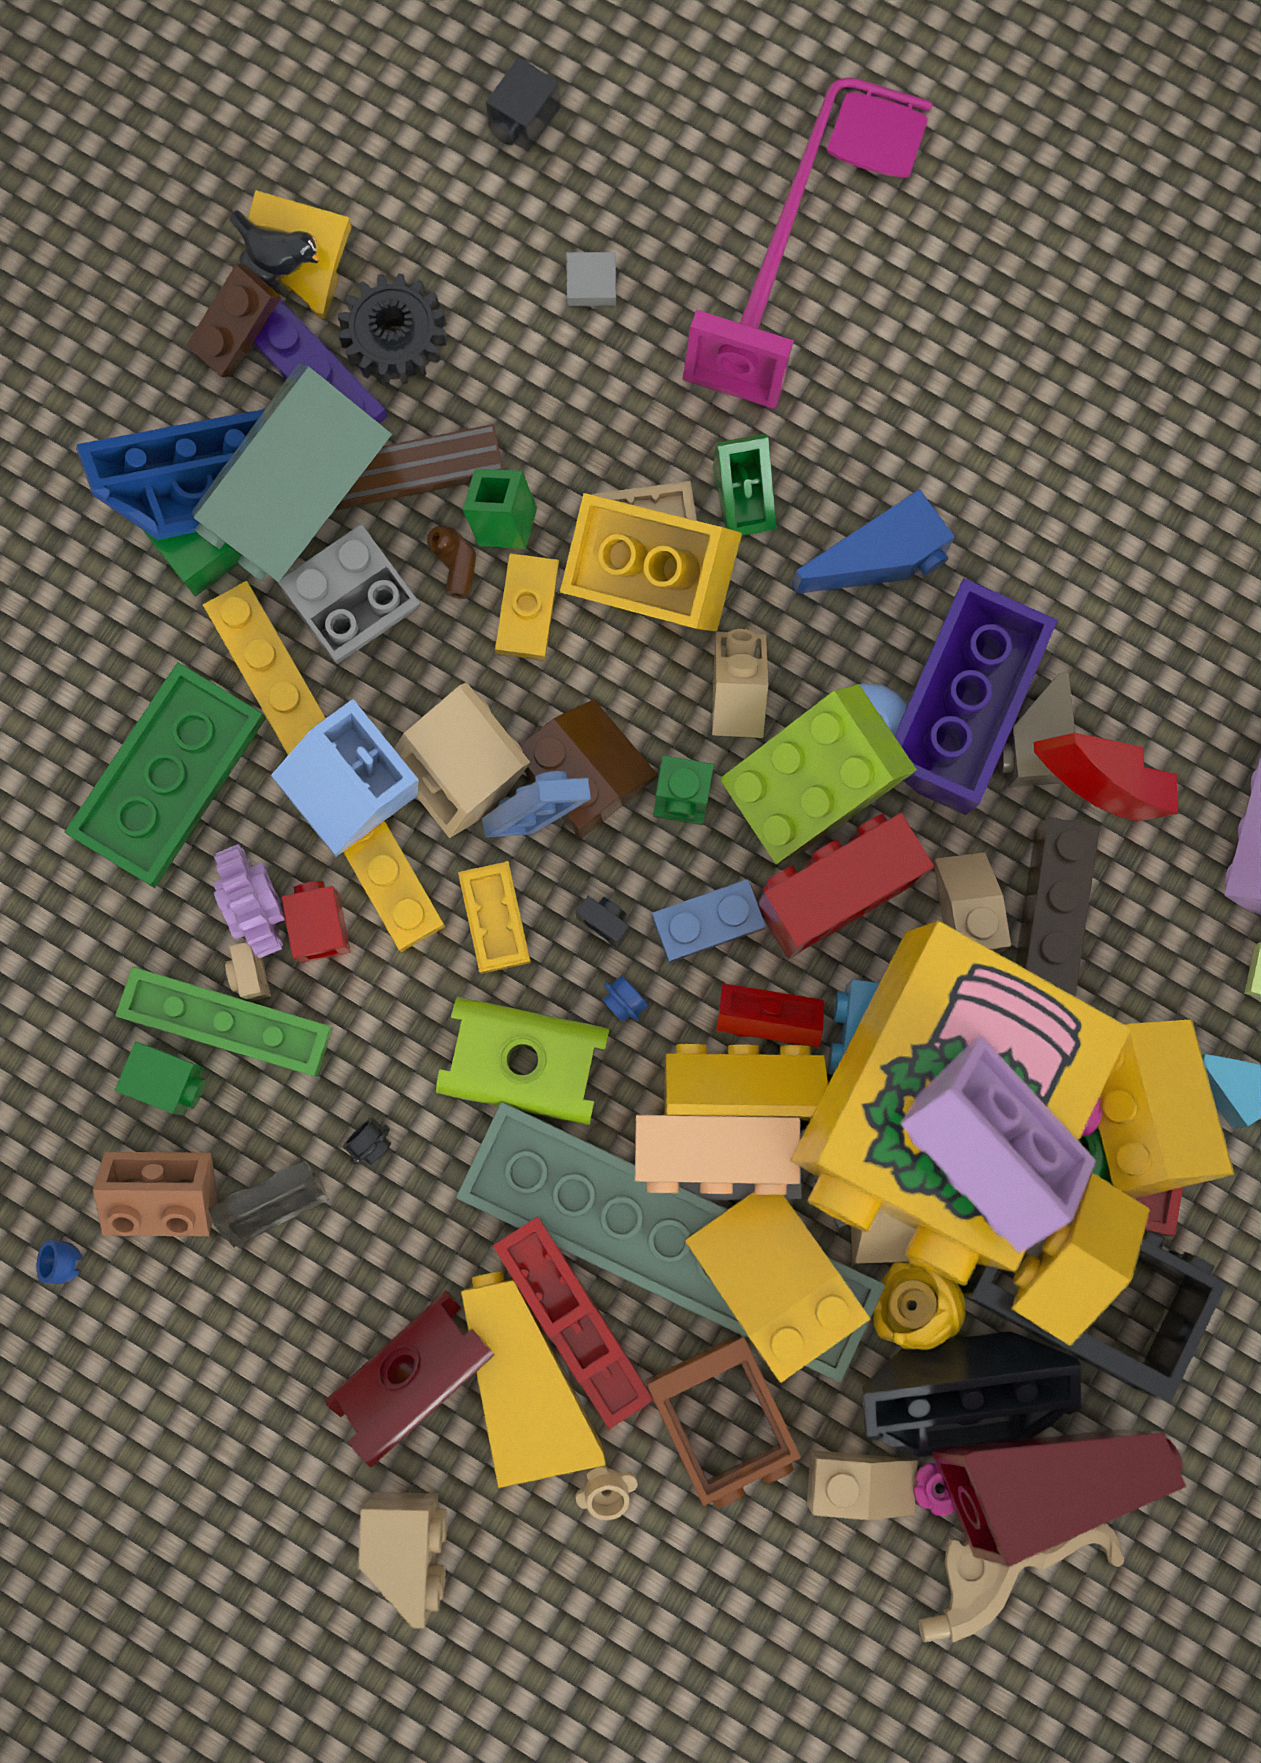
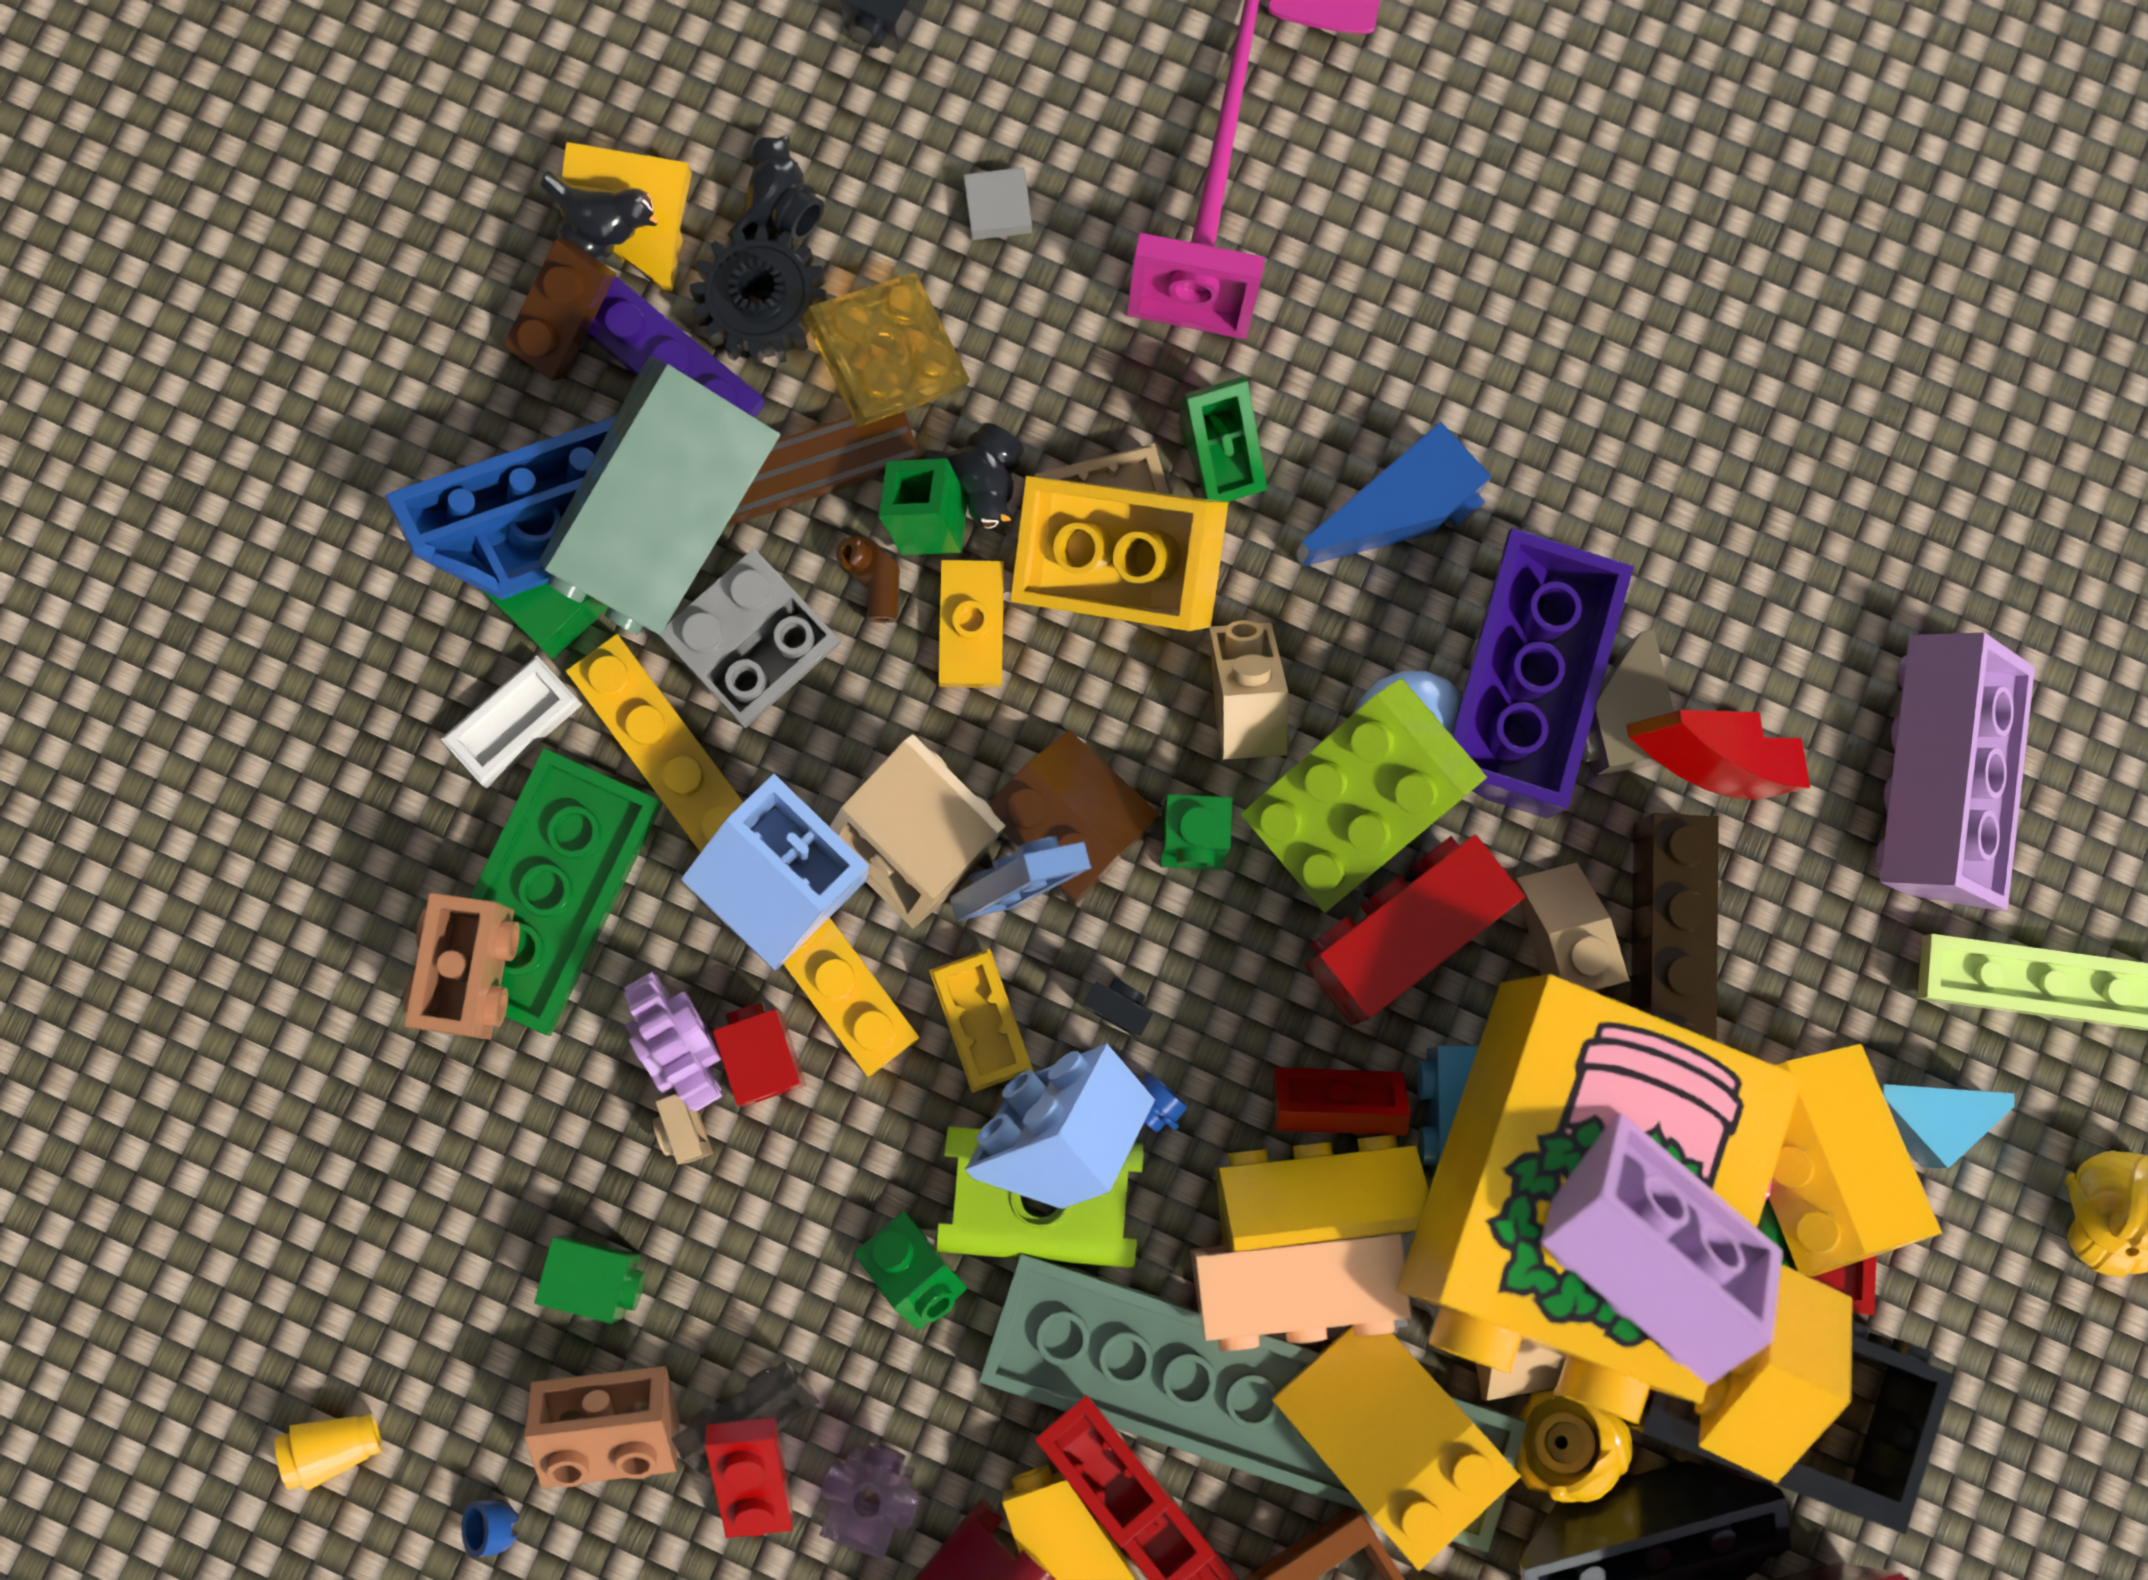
camera: 10 degrees left, 0 degrees up
(90, 821) = (461, 966): none -> nougat brick
(155, 640) = (511, 721): none -> white tile
(224, 1021) = (659, 1195): bright green plate -> none
(265, 1247) = (749, 1477): none -> red plate
(343, 1291) = (864, 1523): none -> clear purple brick
(368, 1142) = (859, 1324): black plate -> none
(413, 1106) = (910, 1272): none -> green bracket
(418, 250) = (778, 193): none -> black animal
(487, 381) = (886, 349): none -> clear yellow plate
(546, 1006) = (1063, 1129): none -> light blue slope
(554, 488) = (985, 472): none -> black animal
(708, 921) = (1247, 991): medium blue plate -> none

